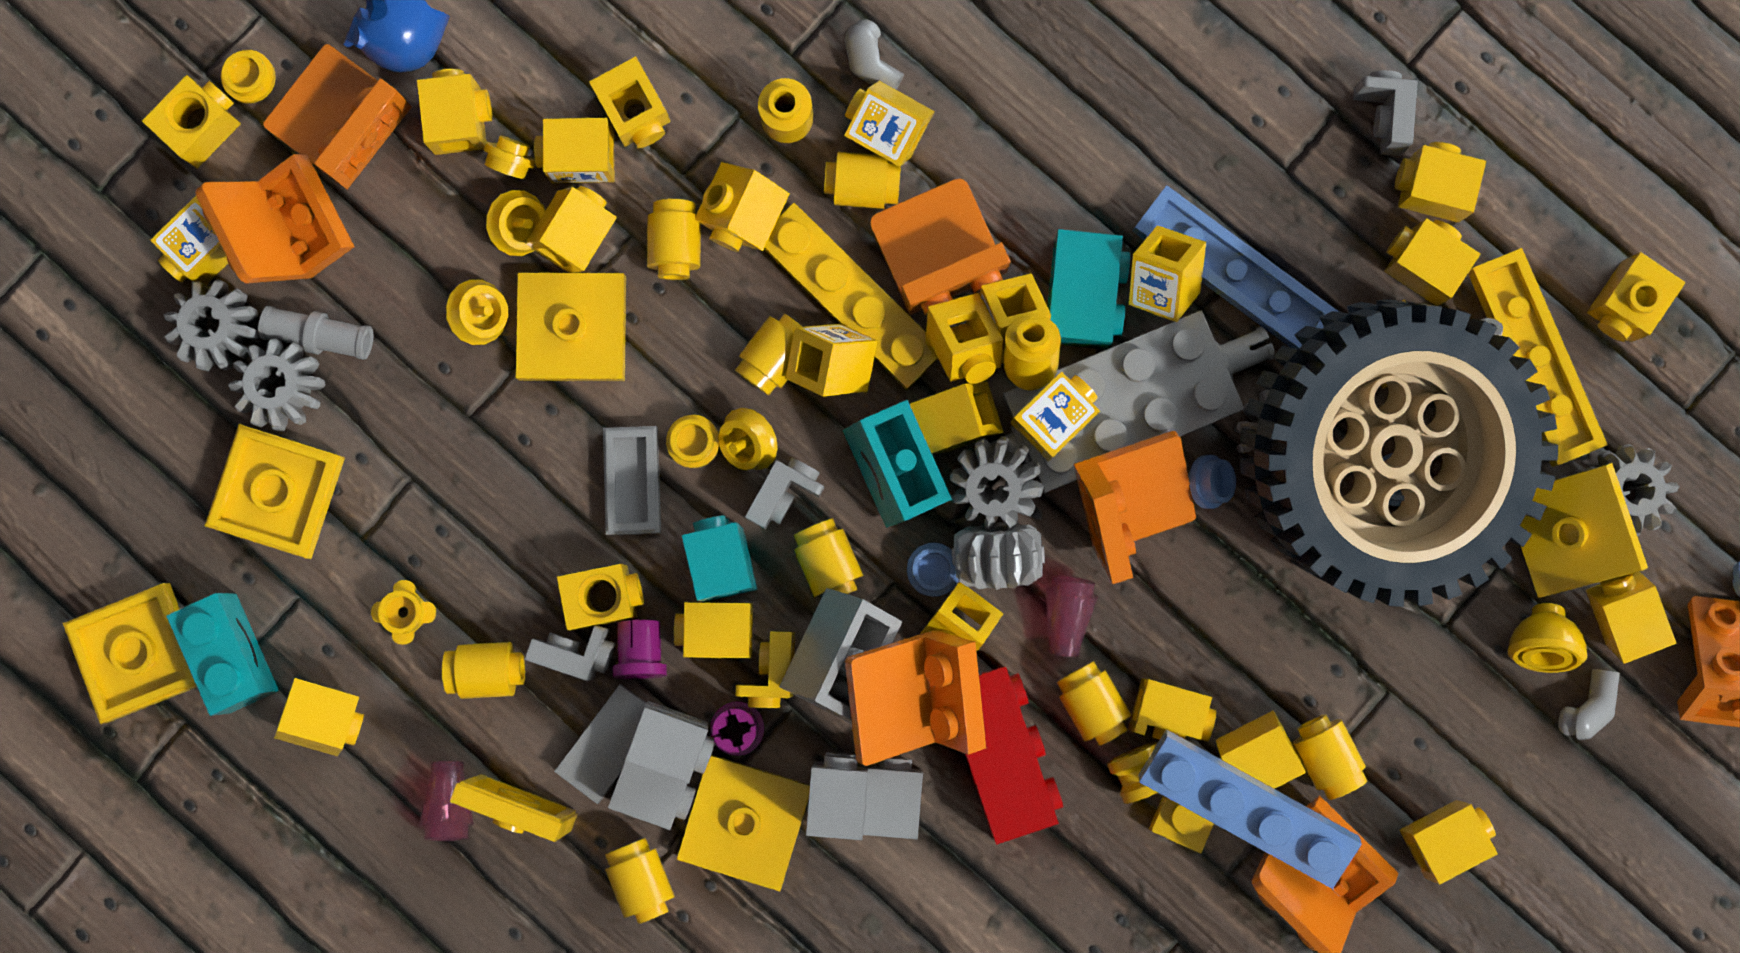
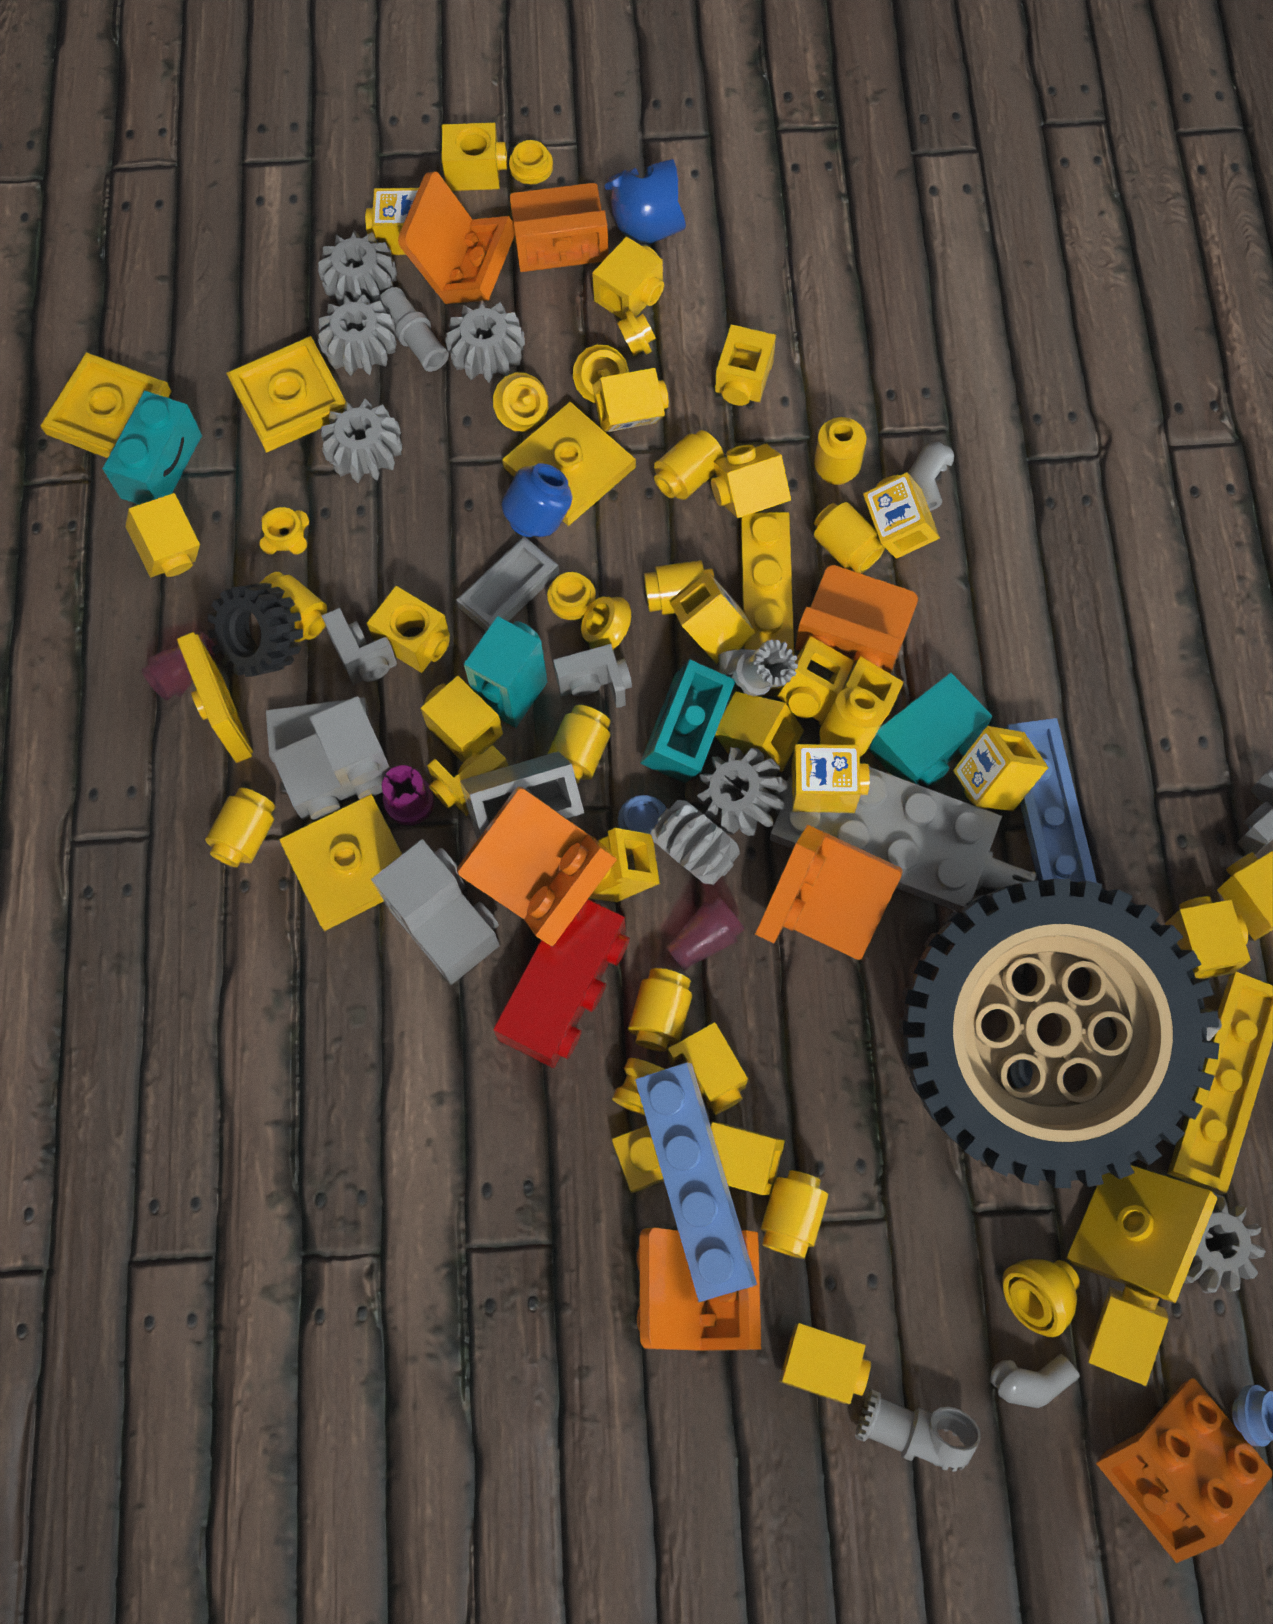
camera: 45 degrees right, 15 degrees down
(368, 486) = (361, 440): none -> light grey gear
(374, 273) = (485, 341): none -> light grey gear
(485, 700) = (234, 633): none -> black tyre
(576, 150) = (683, 363): yellow brick -> none
(590, 393) = (537, 500): none -> blue head
(639, 650) = (398, 687): magenta bush -> none
(905, 378) = (759, 669): none -> light grey connector
(1211, 481) = (896, 940): medium blue plate -> none
(1549, 820) = (917, 1433): none -> light grey connector

